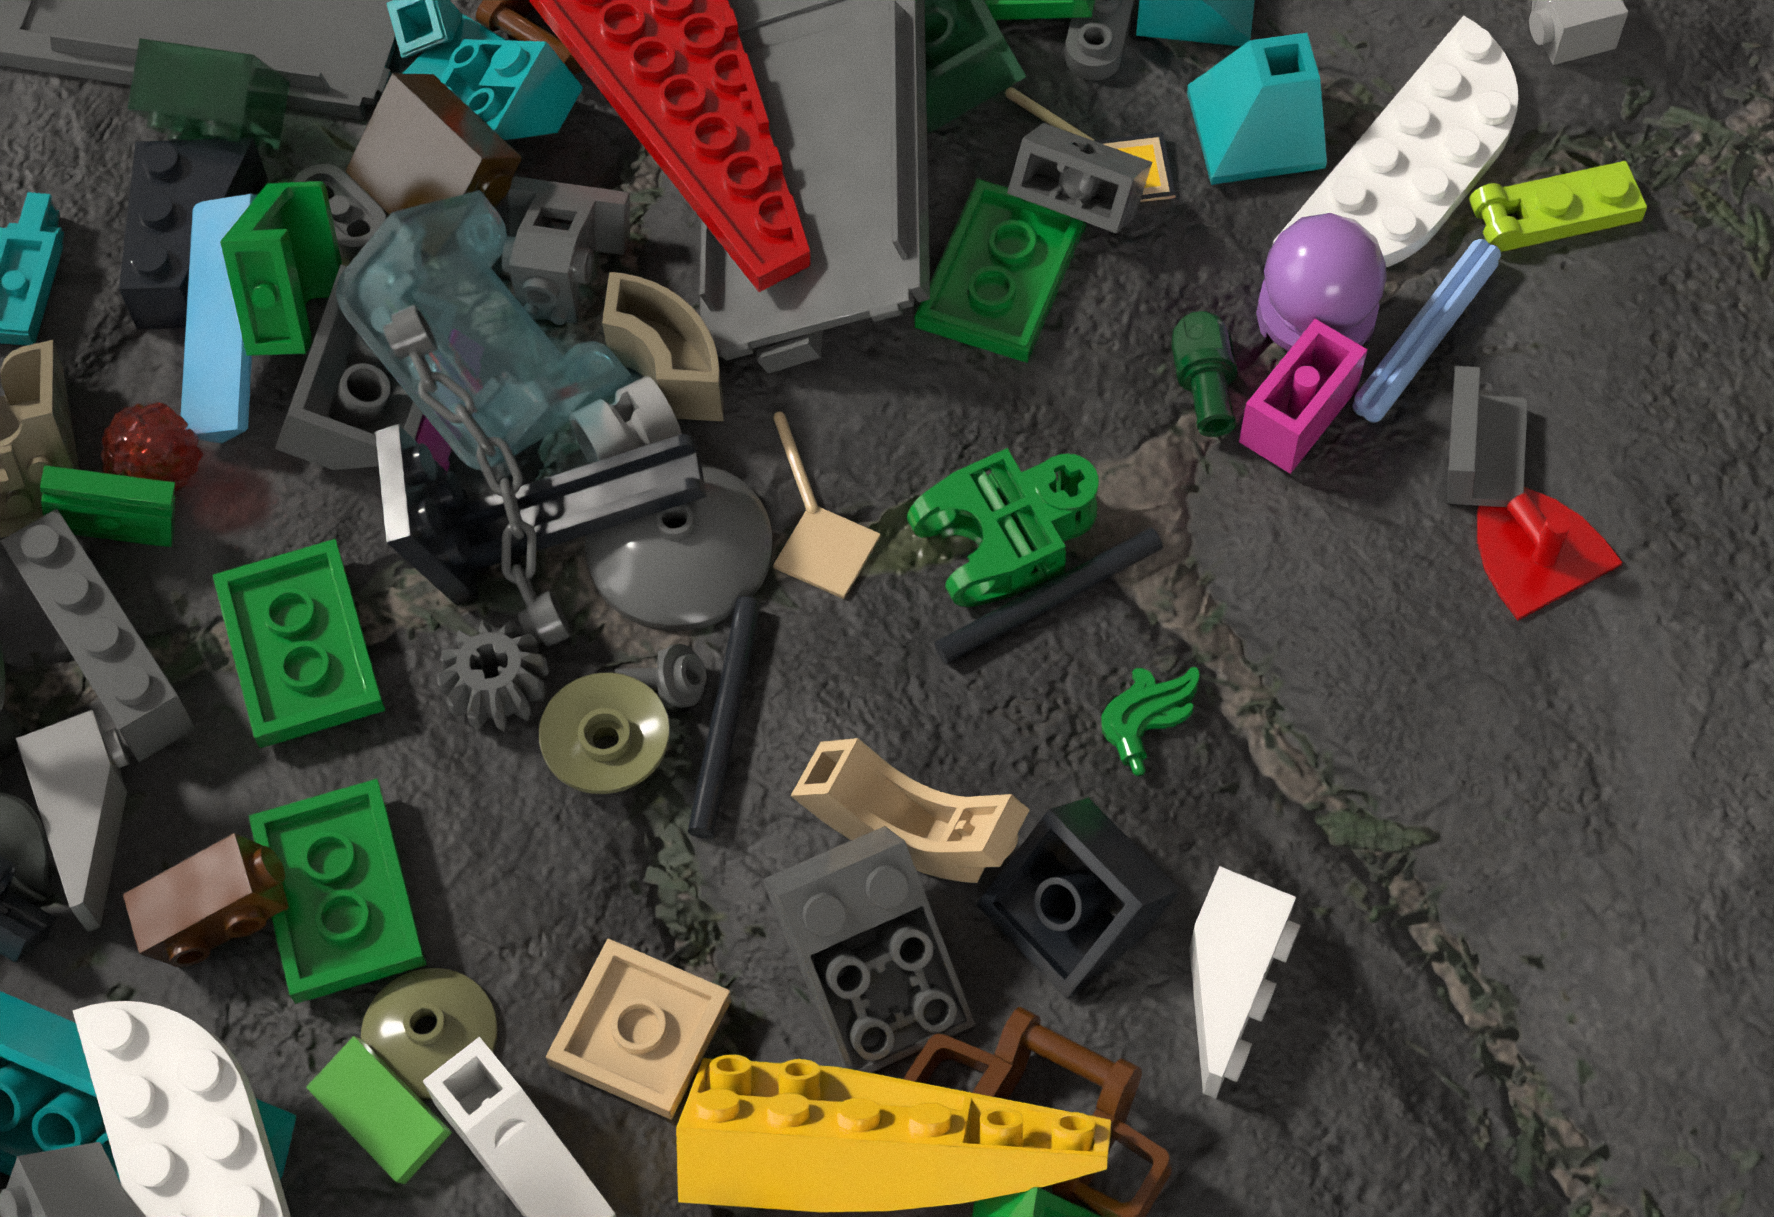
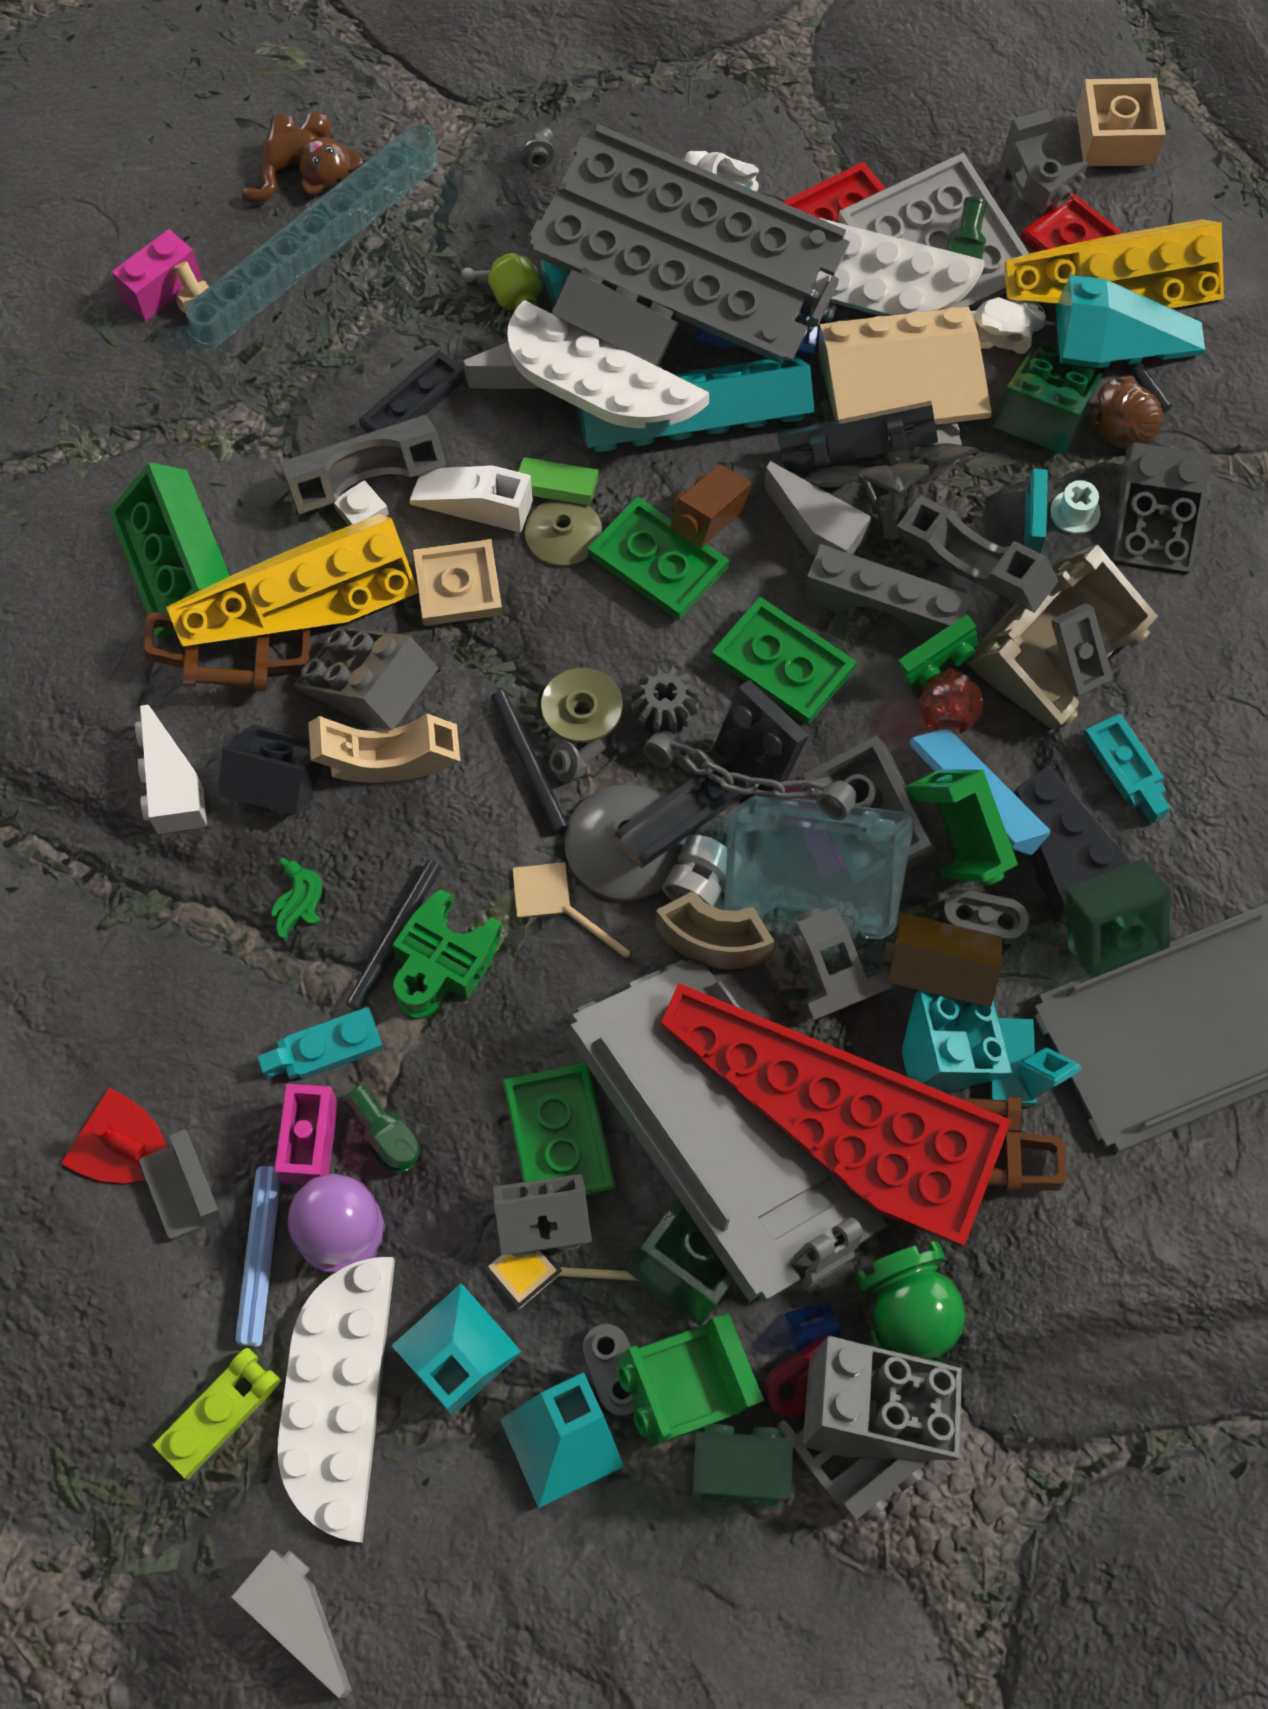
camera: 145 degrees right, 5 degrees up
(1221, 510) = (323, 1047): none -> teal hinge

